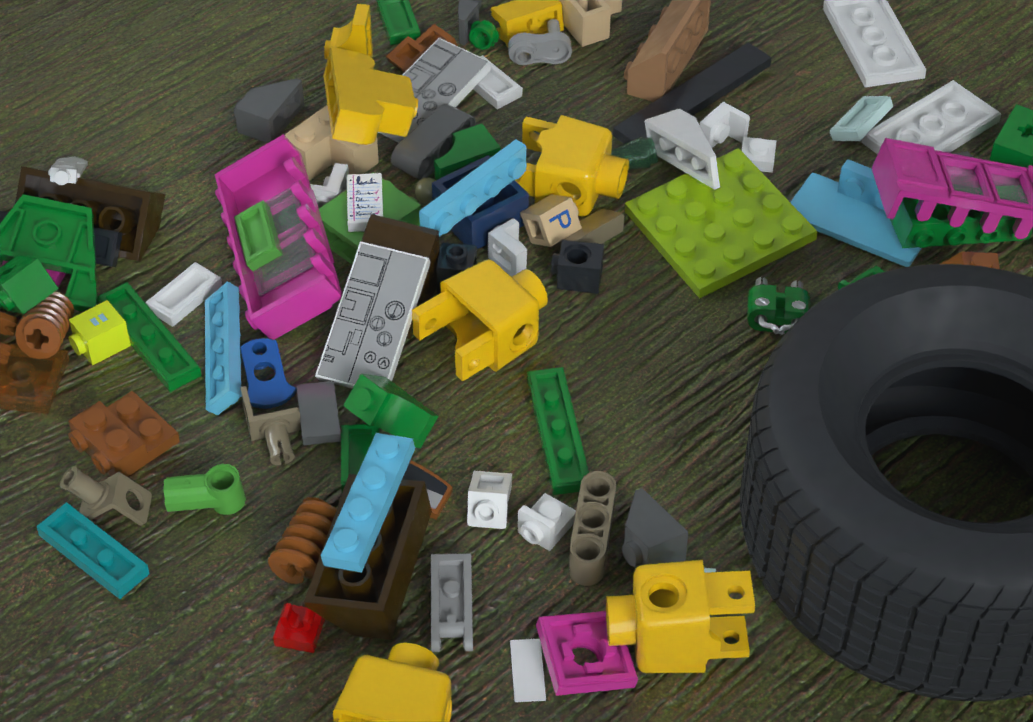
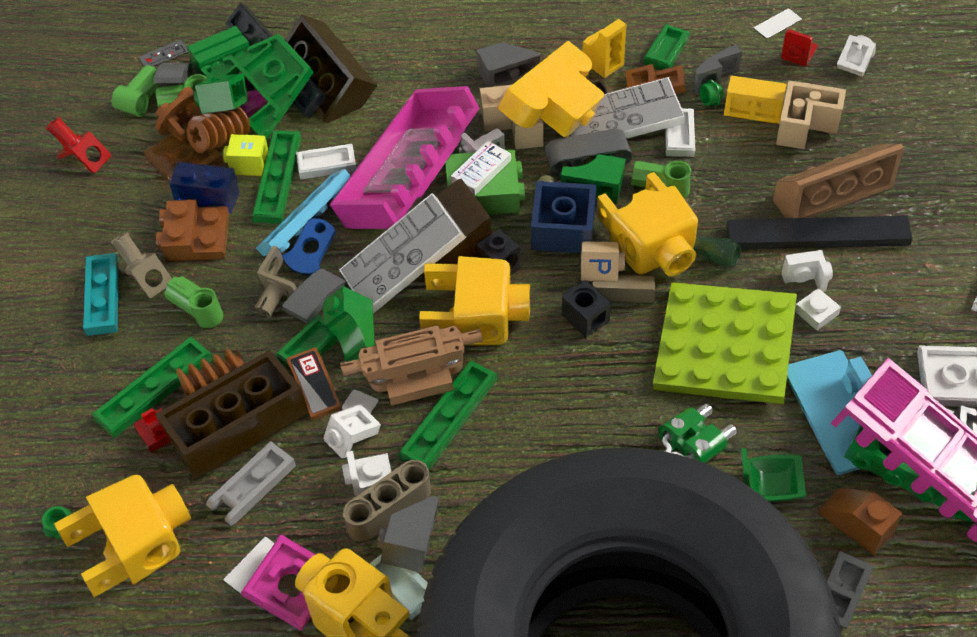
camera: 45 degrees right, 5 degrees up
(67, 170) = (325, 32): white piece -> none
(89, 380) = (206, 184): none -> clear blue brick
(247, 597) = (149, 388): none -> green tile
(258, 235) = (398, 149): bright green tile -> none
(368, 502) = (253, 376): medium azure plate -> none
(461, 474) = (357, 398): none -> white sticker
(475, 189) = (548, 203): medium azure plate -> none
(491, 400) = (413, 362): none -> medium nougat piece
(506, 248) = (552, 257): white bracket -> none
(509, 127) = (673, 174): none -> bright green piece
(544, 48) = (744, 130): light grey piece -> none
(684, 145) = (755, 265): white slope -> none
(861, 118) = (931, 332): light aqua tile -> none

